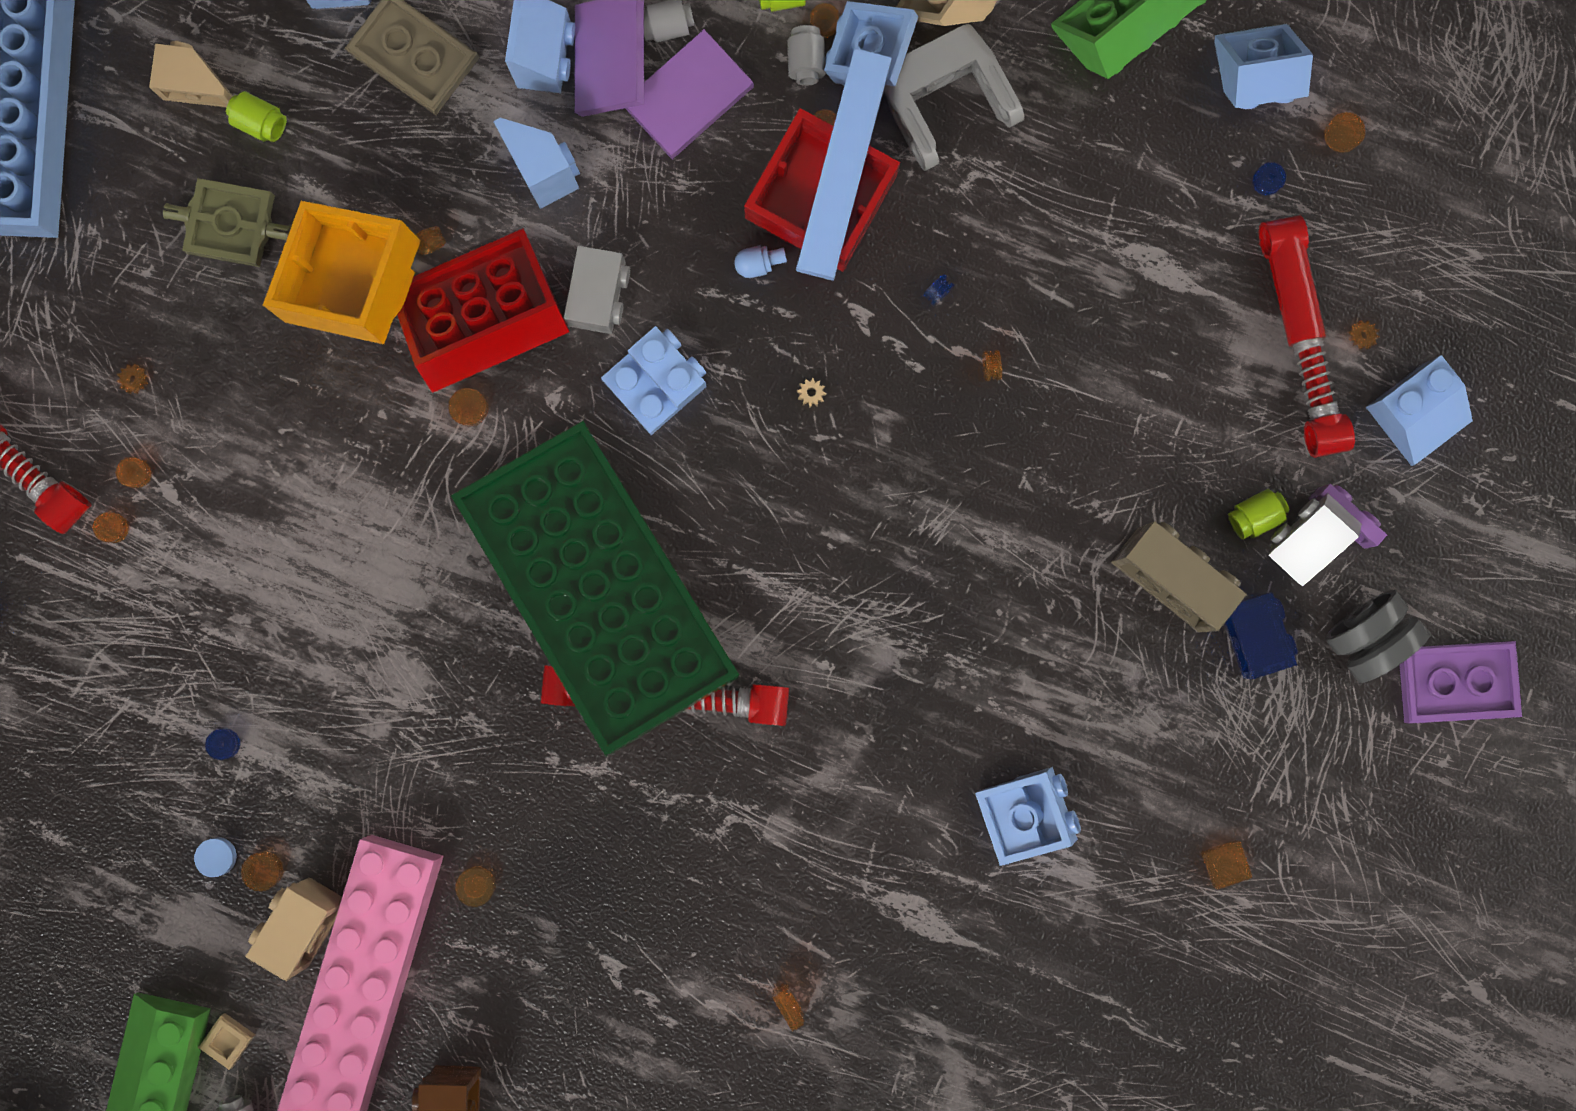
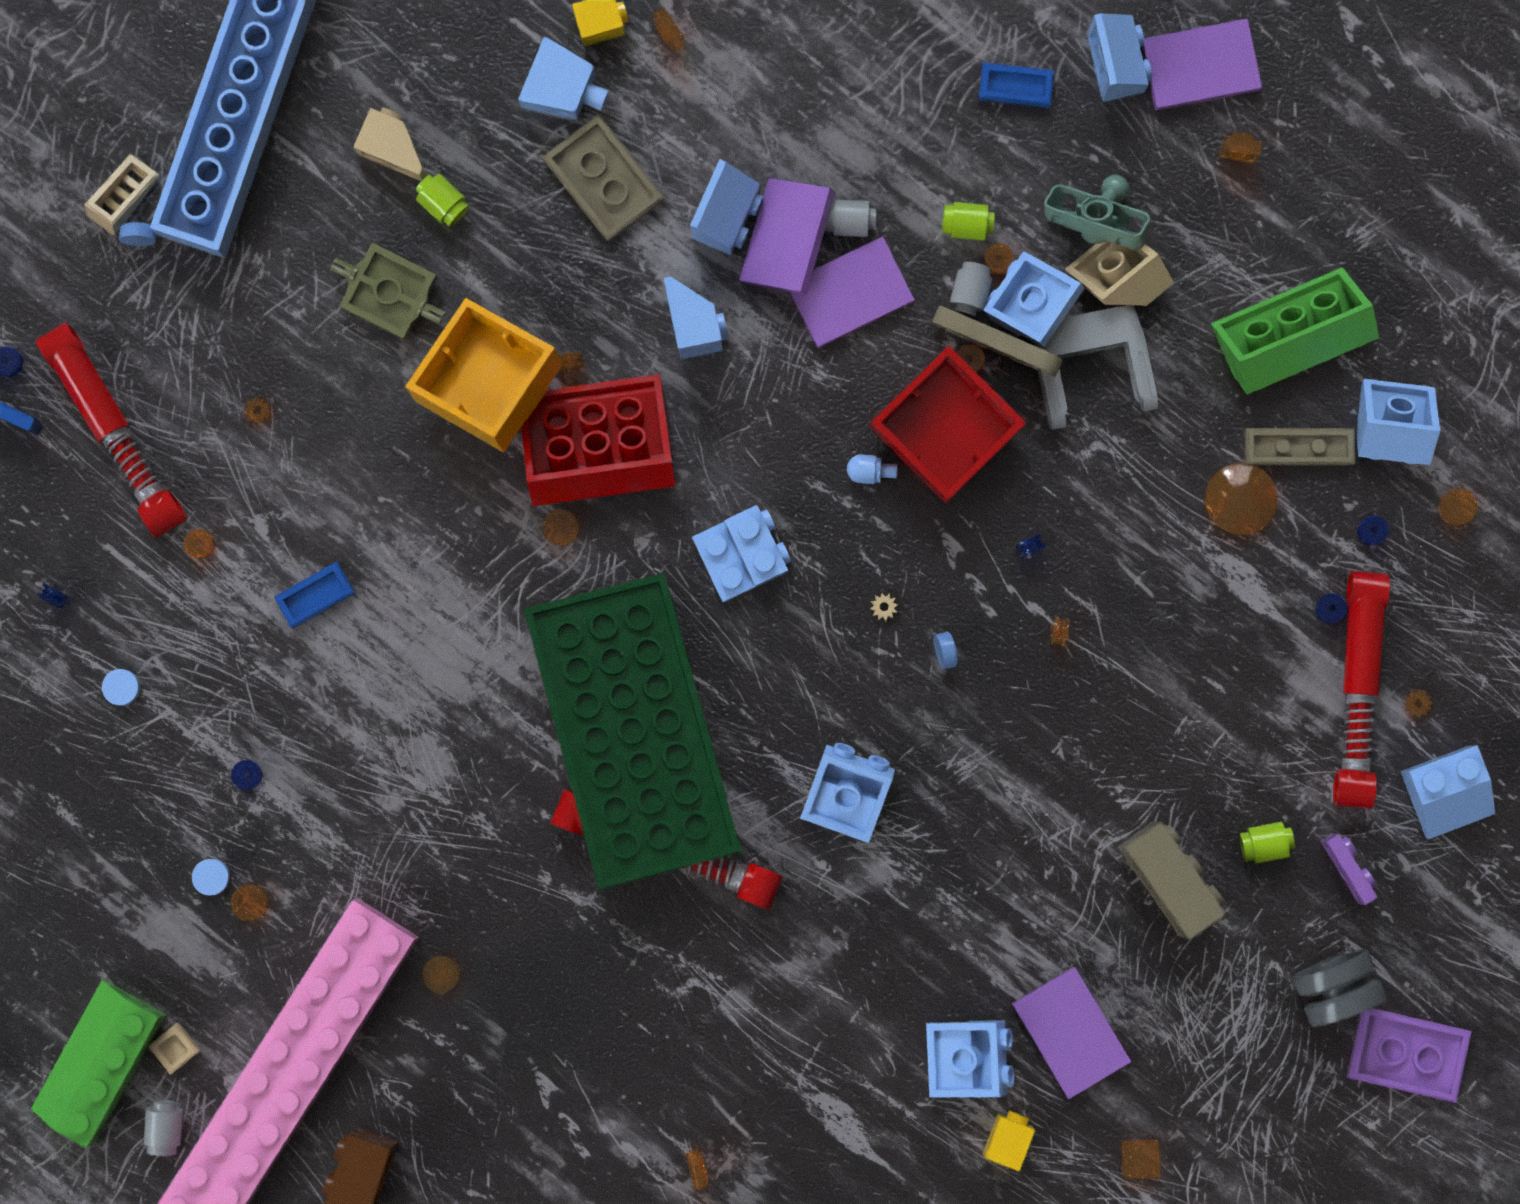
camera: 20 degrees right, 0 degrees up
(71, 693) = (121, 687): none -> light blue tile
(125, 471) = (227, 495): clear orange piece -> none
(241, 545) = (314, 595): none -> blue tile
(295, 928) = (272, 963): tan brick -> none
(596, 290) = (711, 453): light grey brick -> none
(828, 94) = (997, 341): none -> dark tan beam
(830, 585) = (848, 792): none -> light blue plate
(843, 164) = (973, 411): light blue tile -> none
(885, 416) = (945, 650): none -> medium blue tile
(1092, 886) = (1009, 1140): none -> yellow brick
(1121, 759) = (1071, 1032): none -> medium lavender tile
(1131, 185) = (1241, 498): none -> clear orange dish
(1173, 118) = (1300, 446): none -> dark tan tile
(1245, 272) = (1322, 608): none -> clear blue piece
(1260, 637) = (1233, 956): clear blue brick -> none
(1314, 538) = (1308, 881): brick -> none

